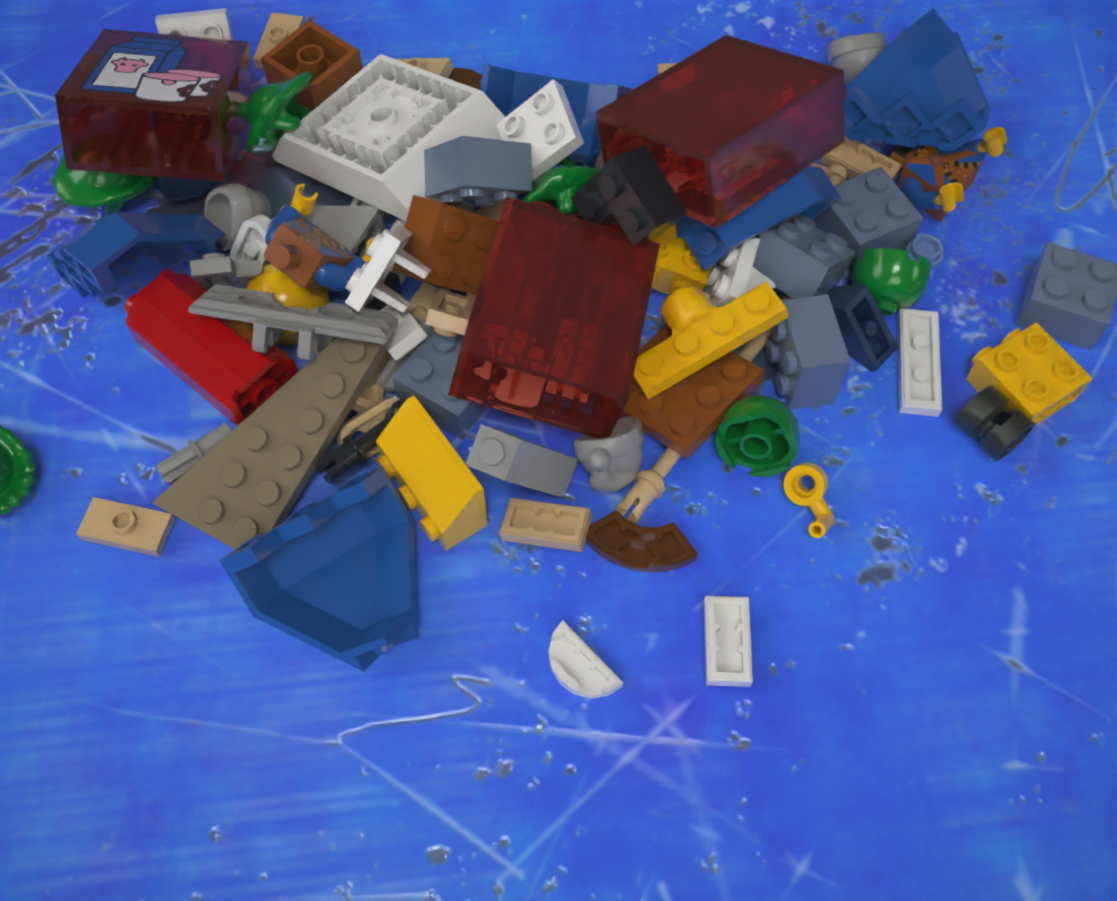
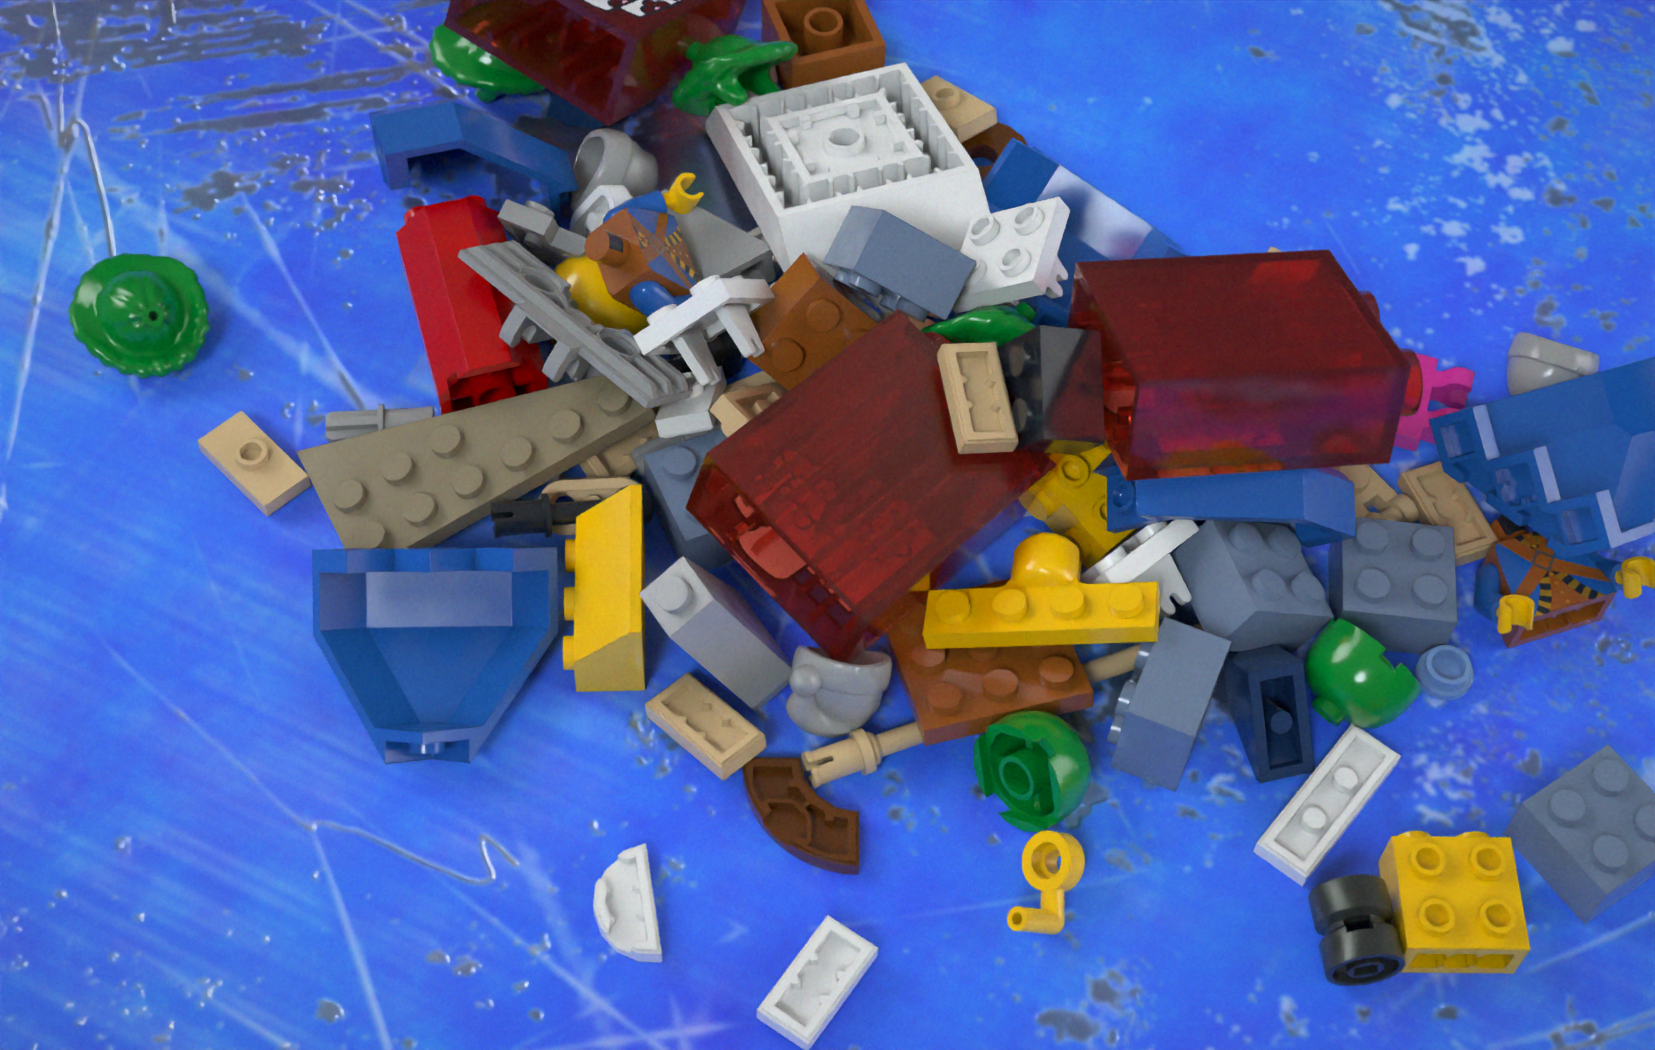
camera: 30 degrees right, 5 degrees down
(593, 225) = (977, 398): none -> tan plate

